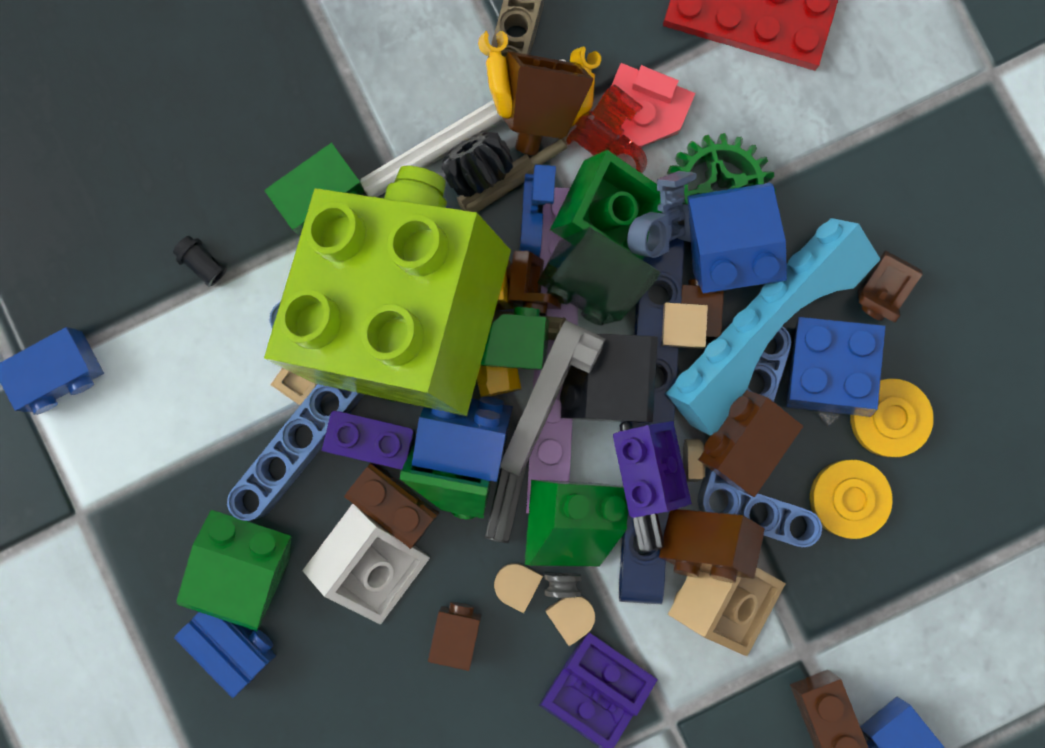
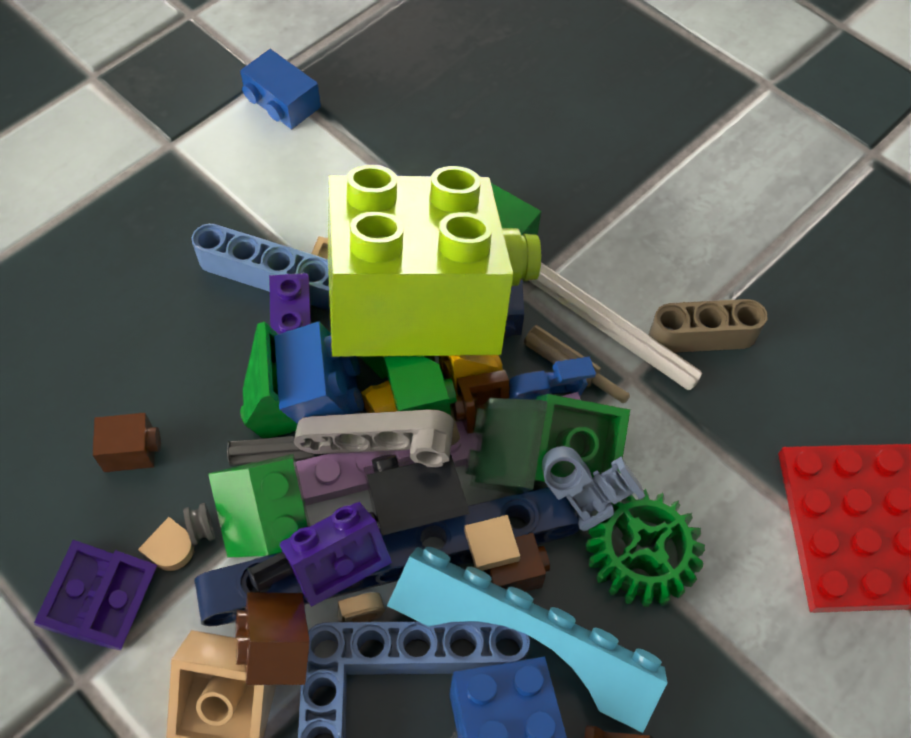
camera: 65 degrees right, 25 degrees down
(203, 264) = (409, 153): black pin -> none
(226, 650) = (78, 266): blue brick -> none
(234, 570) = (146, 247): green slope -> none
(364, 566) = (176, 350): white slope -> none
(391, 505) = (230, 353): reddish brown brick -> none
(477, 164) = (572, 326): black gear -> none
(516, 585) = (188, 485): tan tile -> none
(537, 92) = (659, 354): reddish brown torso -> none
(605, 127) = (651, 419): clear red piece -> none
(662, 102) = (693, 460): coral plate -> none
(737, 238) = (598, 562): blue slope -> none
(750, 442) = (391, 636): reddish brown brick -> none

